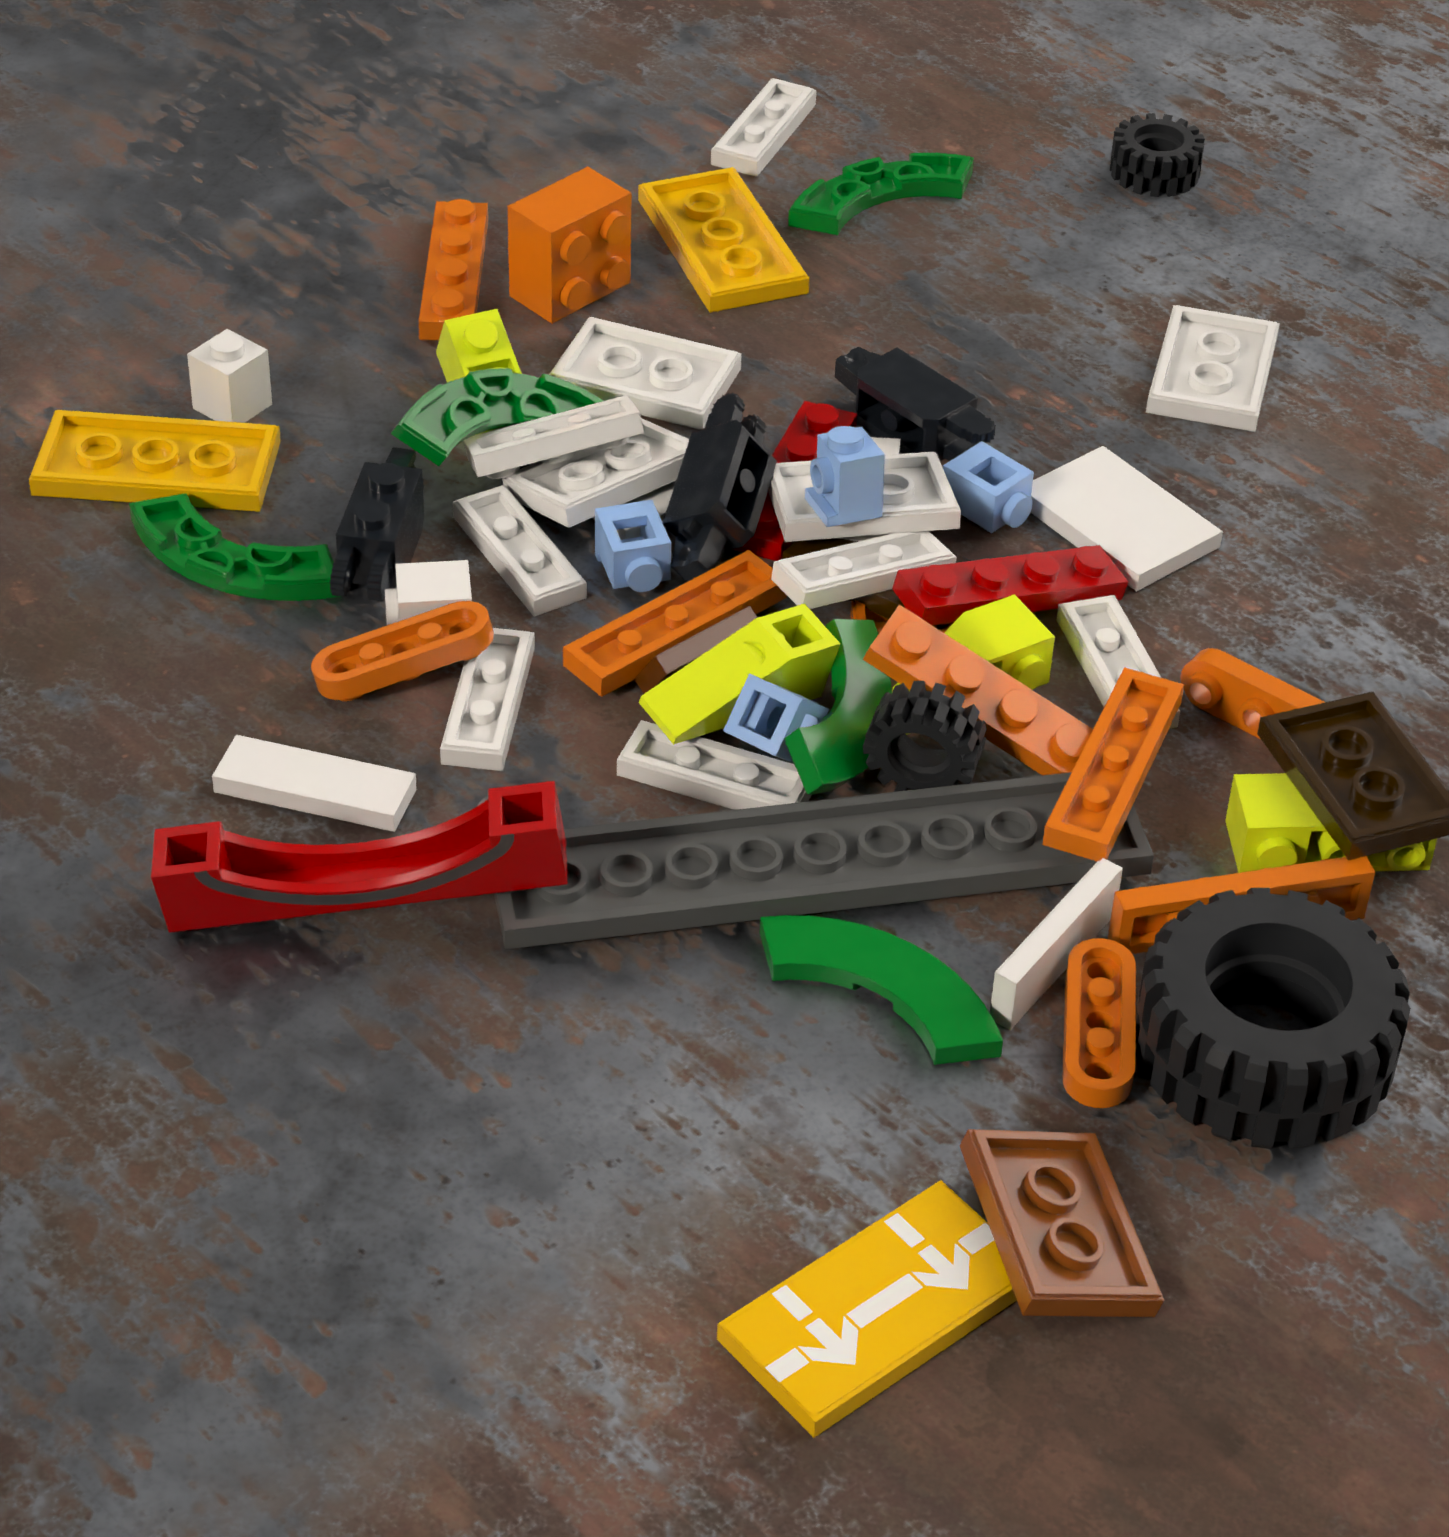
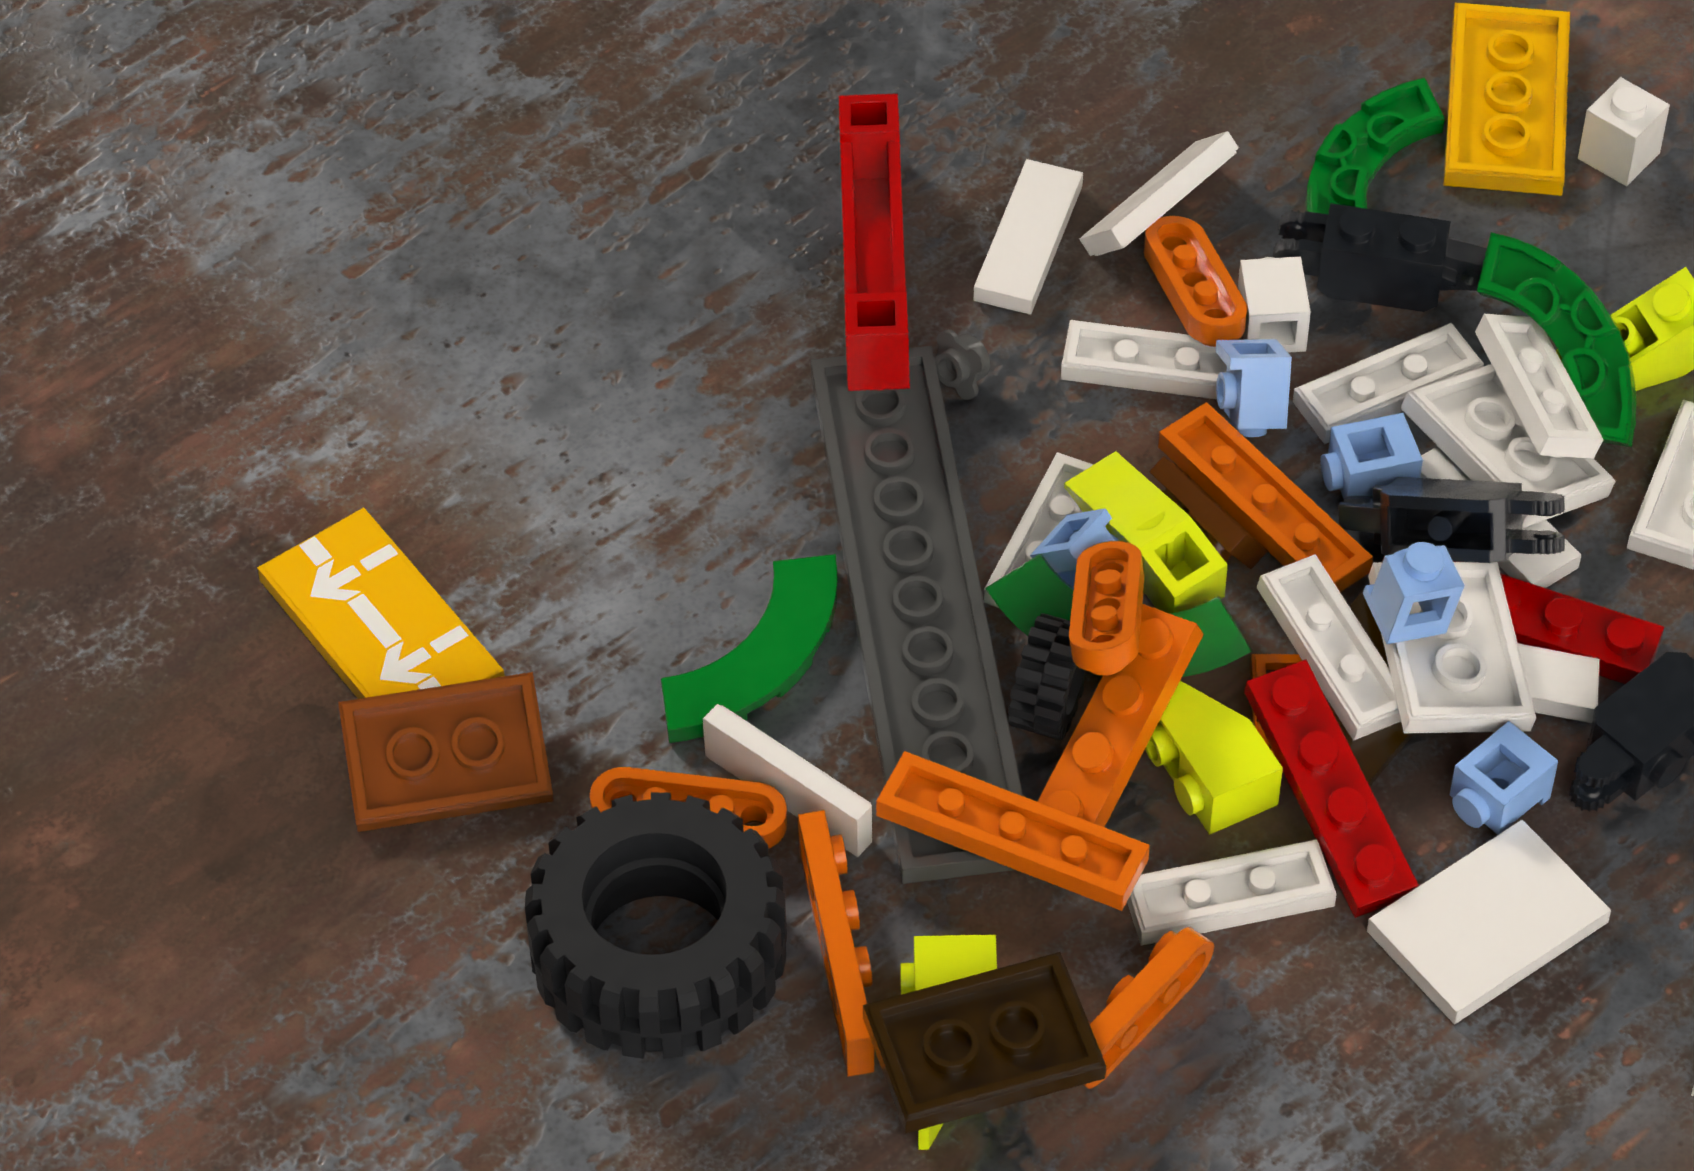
camera: 95 degrees right, 10 degrees up
(277, 677) = (1159, 194): none -> white tile
(550, 604) = (1254, 384): none -> light blue brick
(863, 660) = (1107, 607): none -> orange plate

